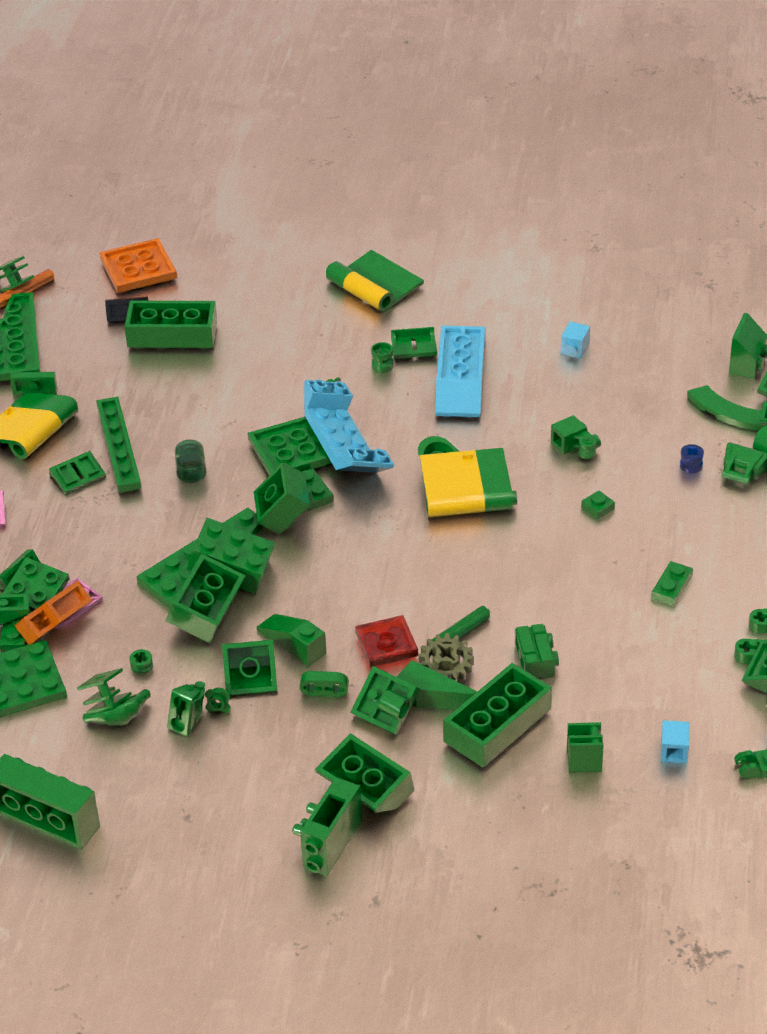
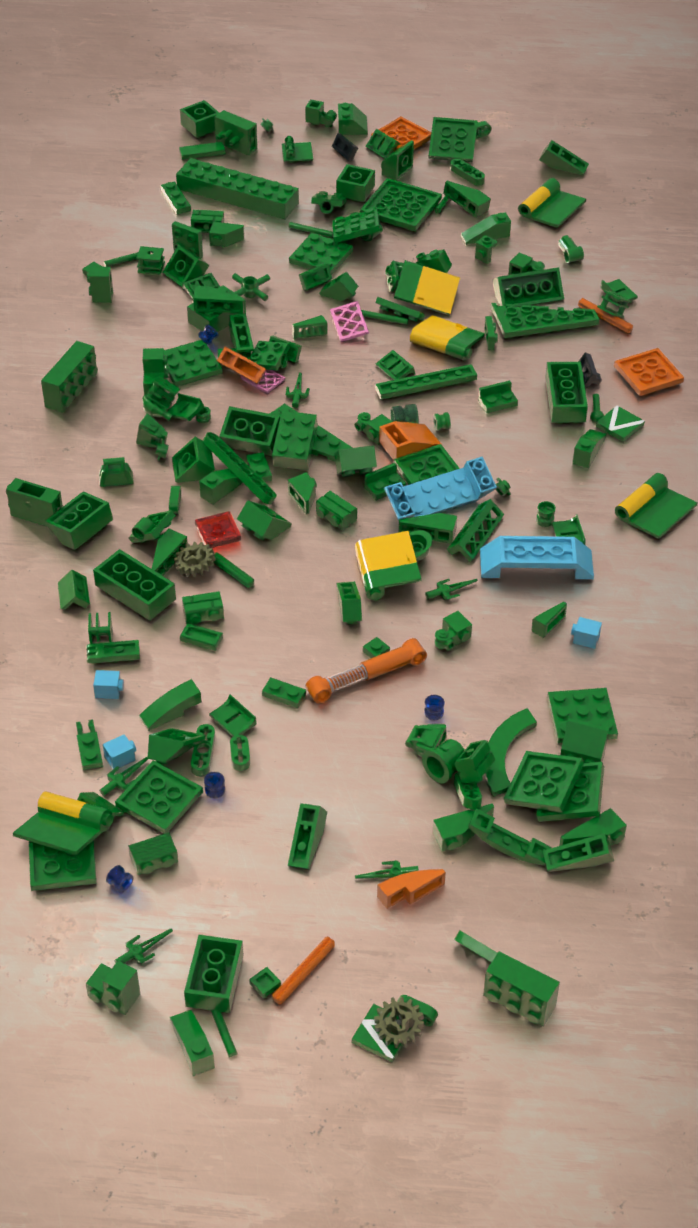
camera: 85 degrees right, 5 degrees up
(52, 709) = (154, 365): none -> green brick
(115, 566) = (297, 394): none -> green piece
(143, 663) = (186, 407): none -> green piece
(161, 386) = (497, 397): none -> green bracket
(202, 431) = (442, 421): none -> green wheel
(205, 489) = (371, 427): none -> green brick
(227, 294) = (620, 423): none -> green tile
(238, 462) = (405, 438): none -> orange slope
(262, 605) = (259, 465): none -> green plate
(262, 748) = (115, 472): none -> green piece
(271, 318) = (588, 447): none -> green slope
(273, 613) = (239, 468): none -> green beam
(323, 557) = (303, 491): none -> green slope
(360, 528) = (336, 510): none -> green brick
(376, 595) = (262, 520): none -> green slope
(399, 443) = (438, 525): none -> green slope
(400, 415) = (475, 525): none -> green fence
(498, 790) = (74, 589): none -> green panel
(500, 443) = (444, 589): none -> green piece
(524, 519) = (349, 602): none -> green slope
(555, 365) = (549, 619): none -> green slope
(579, 659) = (201, 637): none -> green tile
(612, 474) = (409, 653): none -> orange piece
(614, 738) = (113, 651): none -> green hinge
(691, 356) = (583, 705): none -> green plate
(707, 678) = (171, 705): none -> green slope
(723, 615) = (228, 711): none -> green piece

